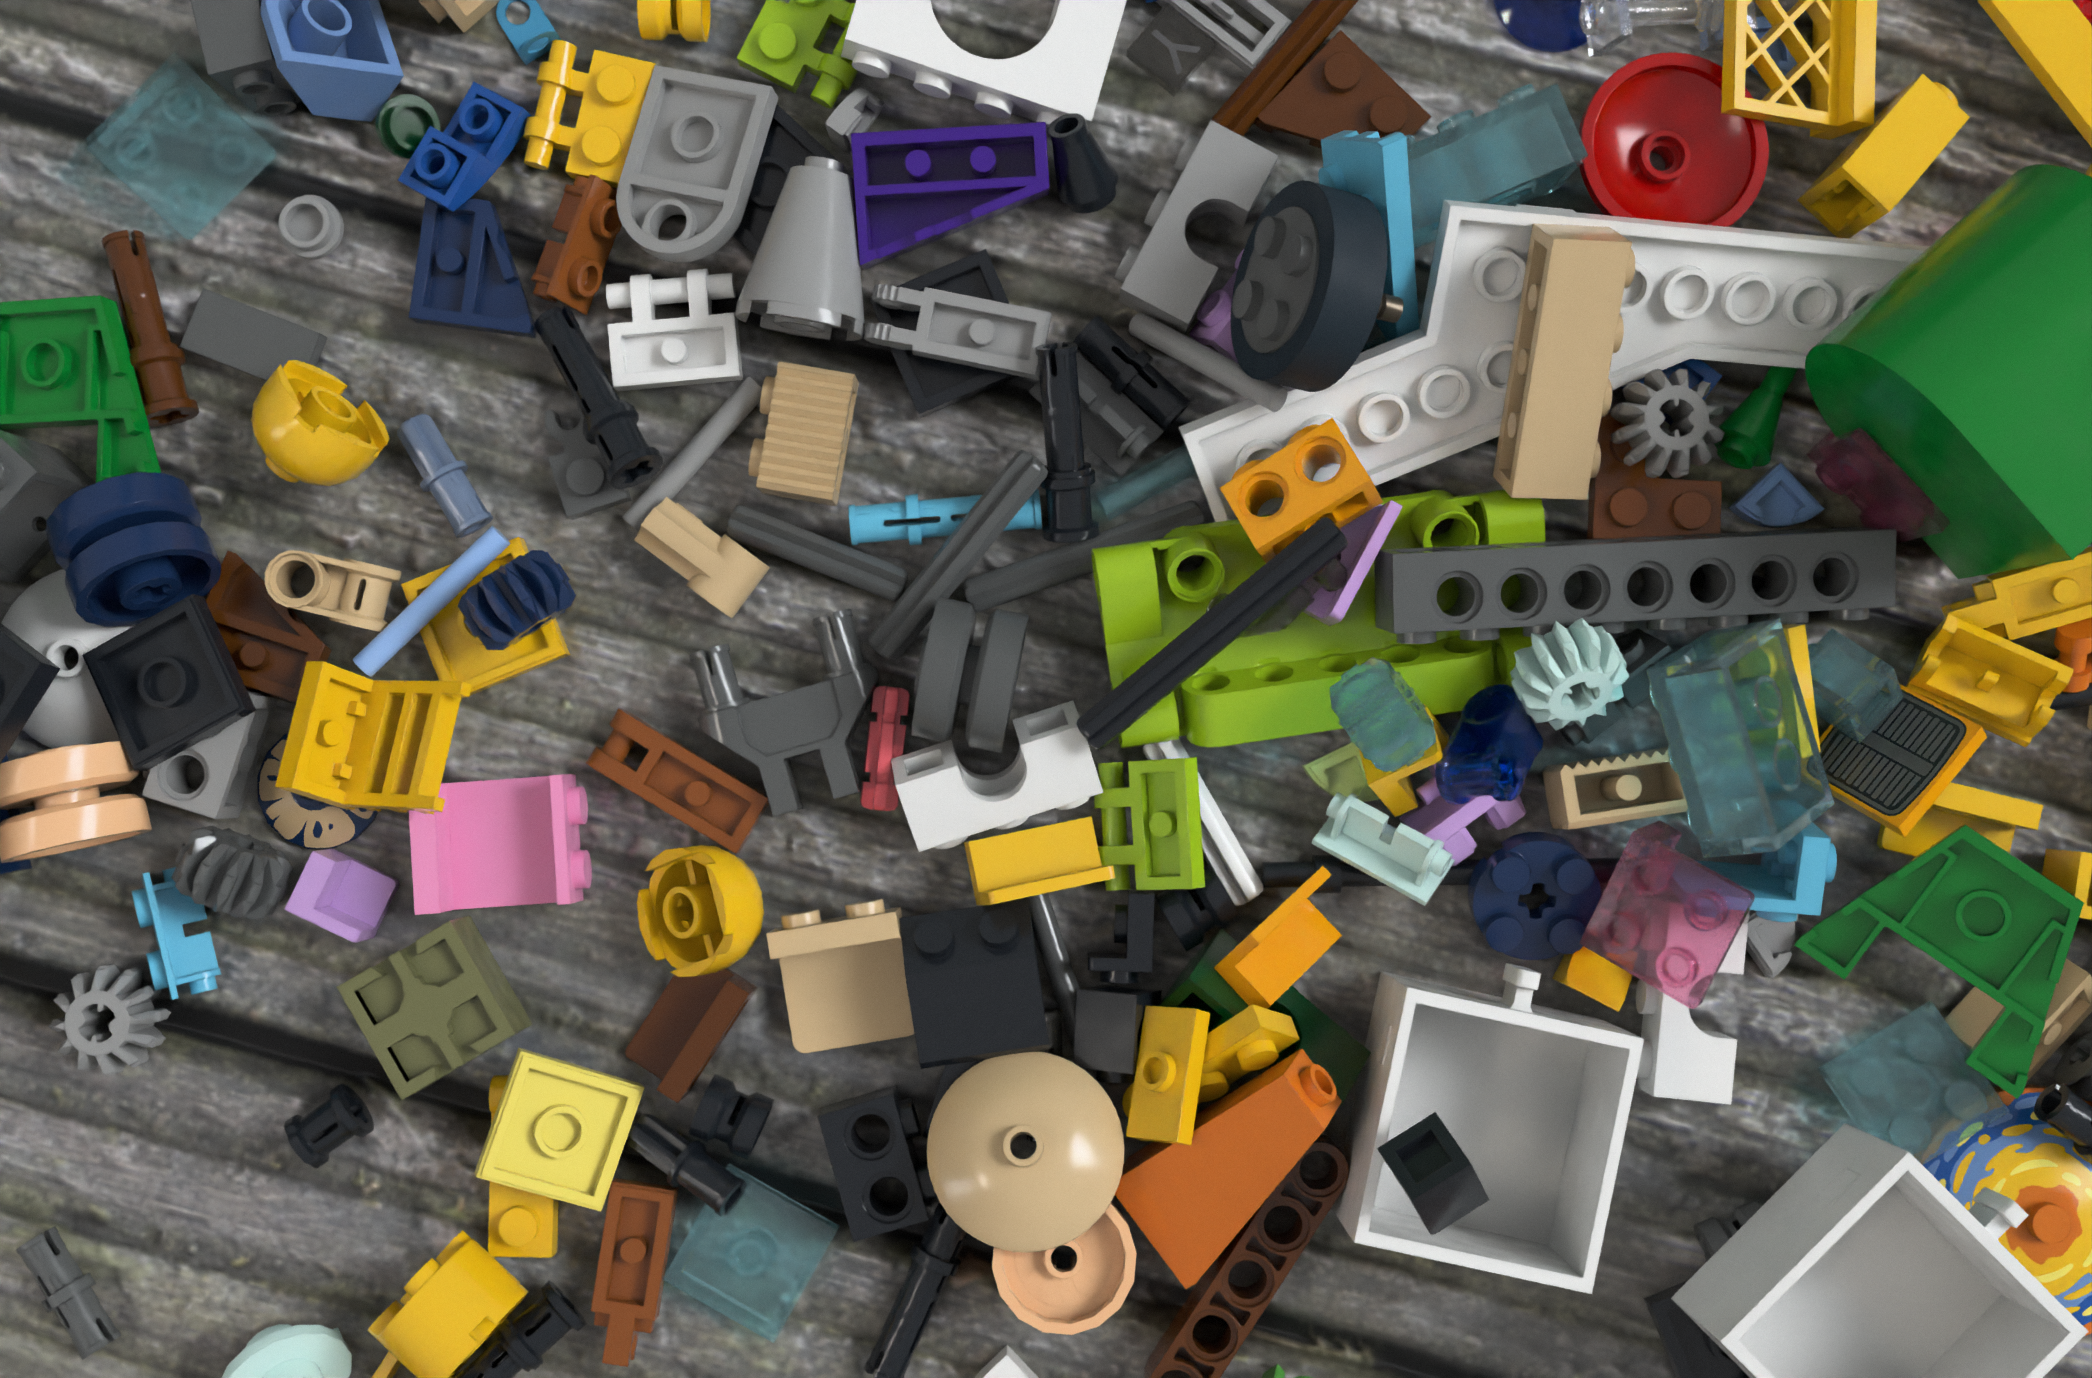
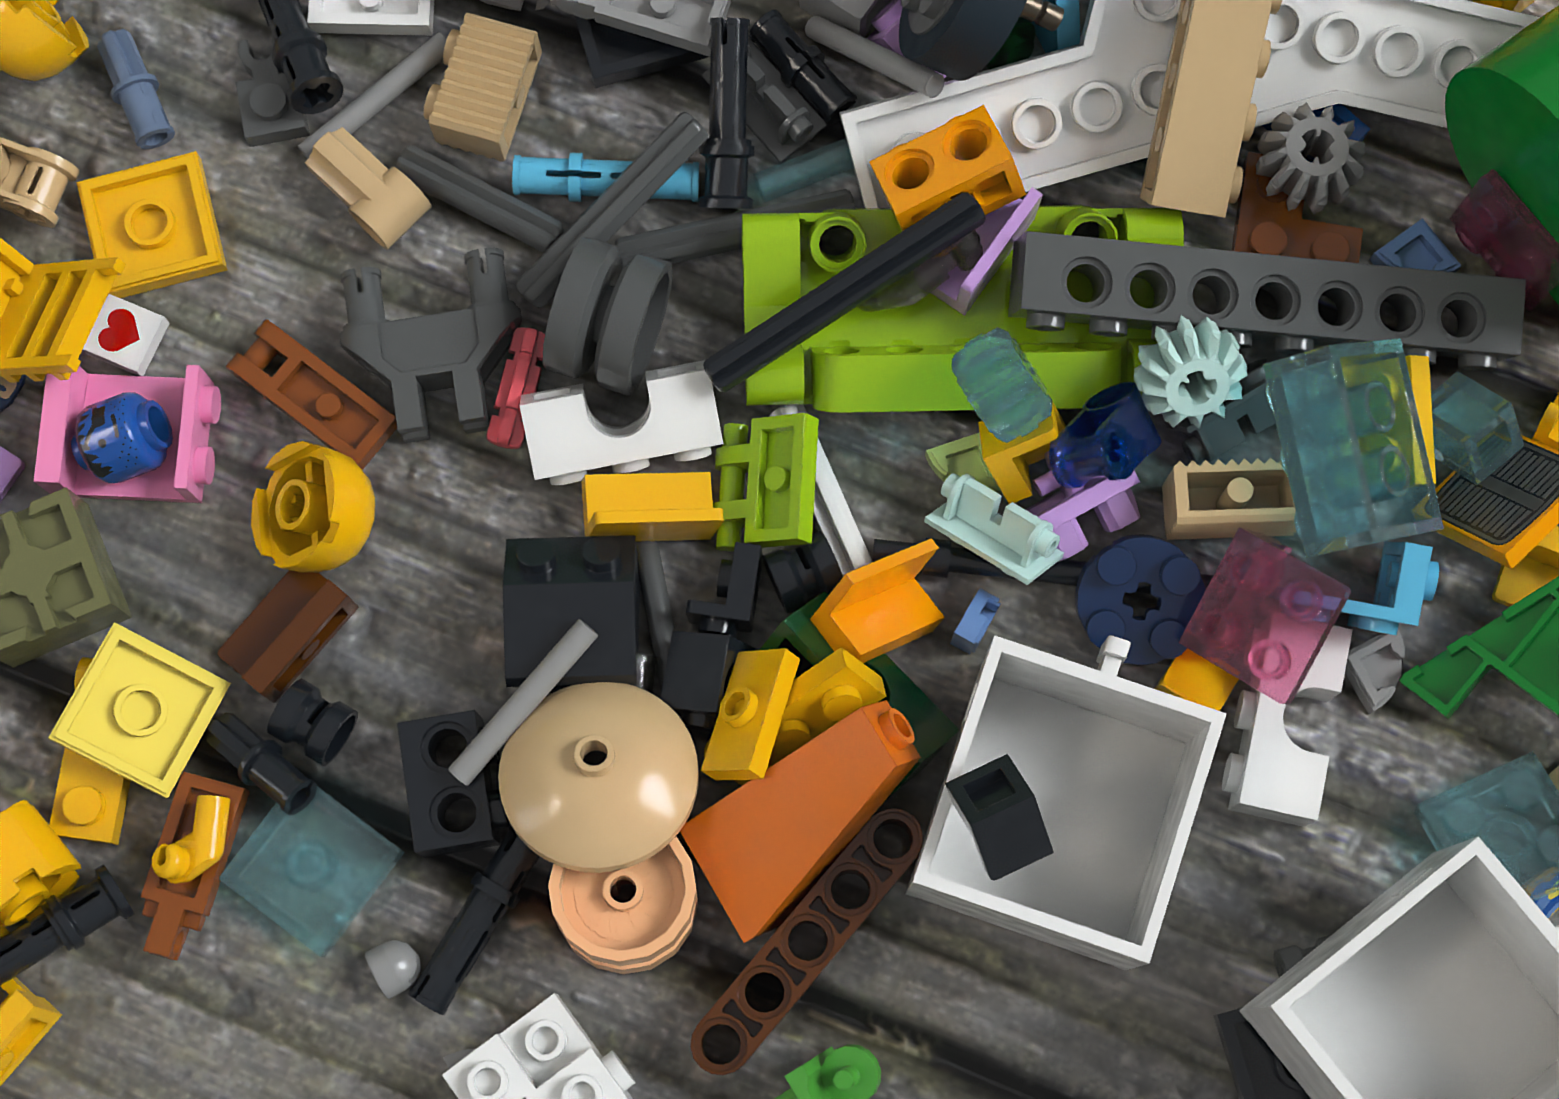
camera: 10 degrees right, 10 degrees down
(431, 601) = (102, 197): light blue bar -> none
(482, 740) = (125, 335): none -> white tile
(495, 854) = (121, 437): none -> blue head
(516, 600) = (182, 195): dark blue gear -> none
(641, 1261) = (200, 848): none -> yellow arm
(843, 976) = (442, 595): tan bracket -> none
(846, 1344) = (393, 966): none -> light grey hinge
(941, 1087) = (523, 702): none -> light grey bar
(1370, 940) = (975, 621): none -> medium blue tile
(1754, 423) = (1393, 185): green cone -> none

